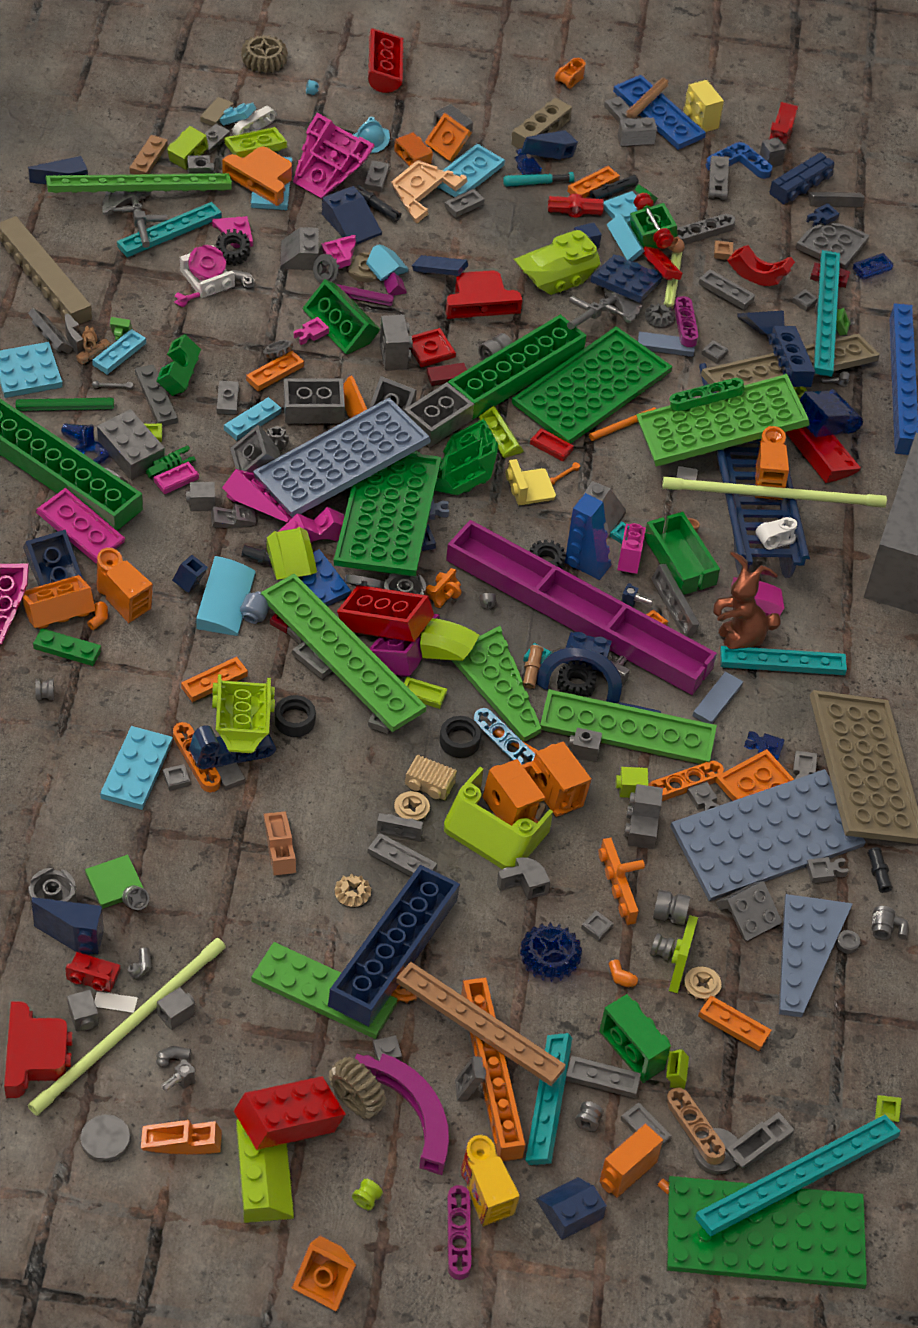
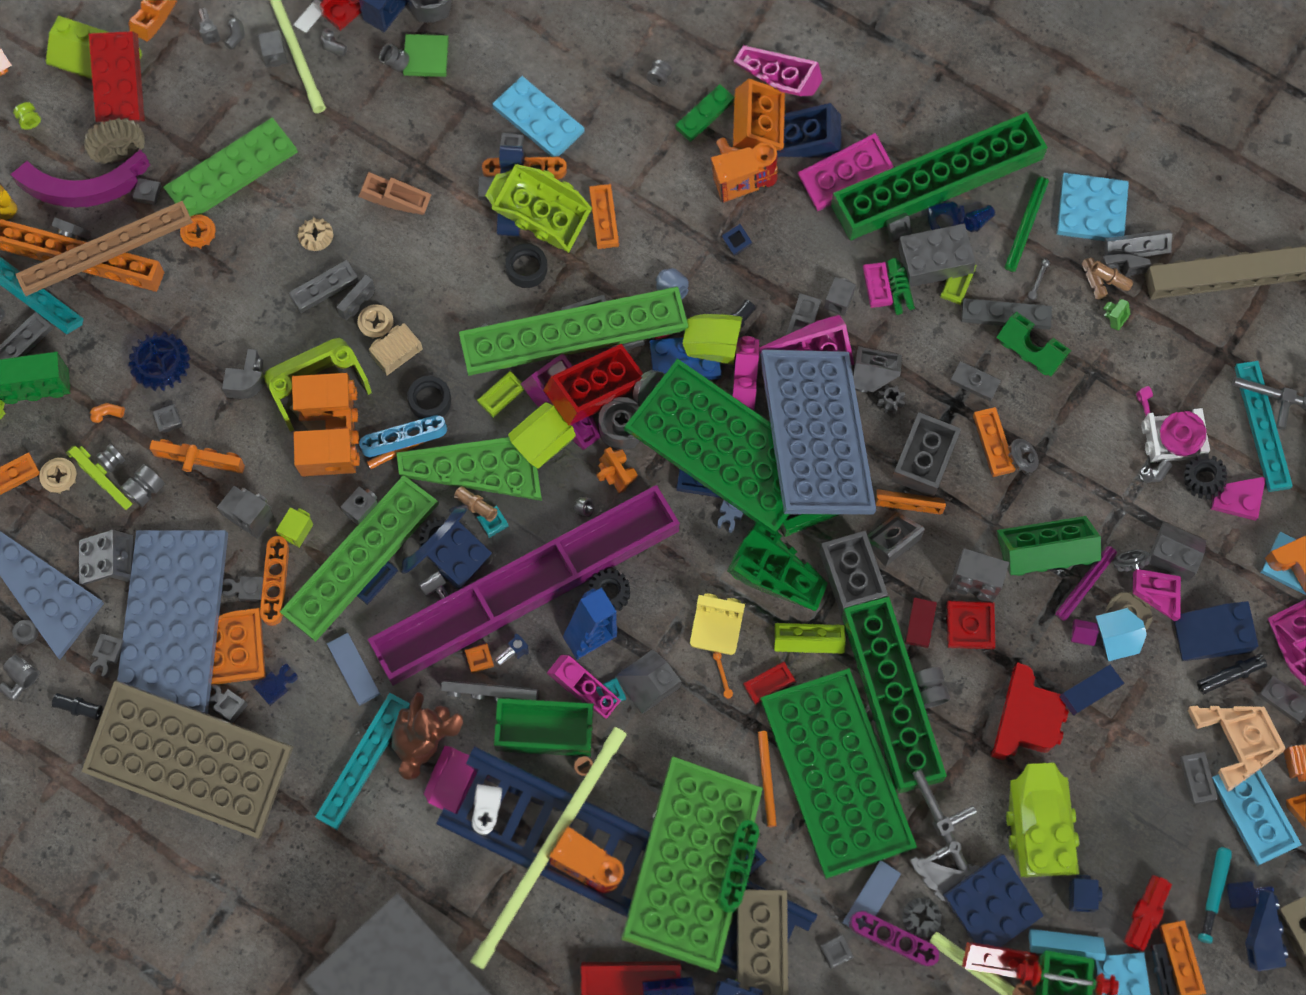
camera: 120 degrees right, 20 degrees up
(119, 351) = (1083, 301): medium azure plate -> none
(224, 595) = (705, 267): medium azure slope -> none
(257, 415) = (934, 391): medium azure plate -> none
(313, 329) = (1042, 508): dark pink plate -> none
(393, 944) = (228, 227): dark blue brick -> none

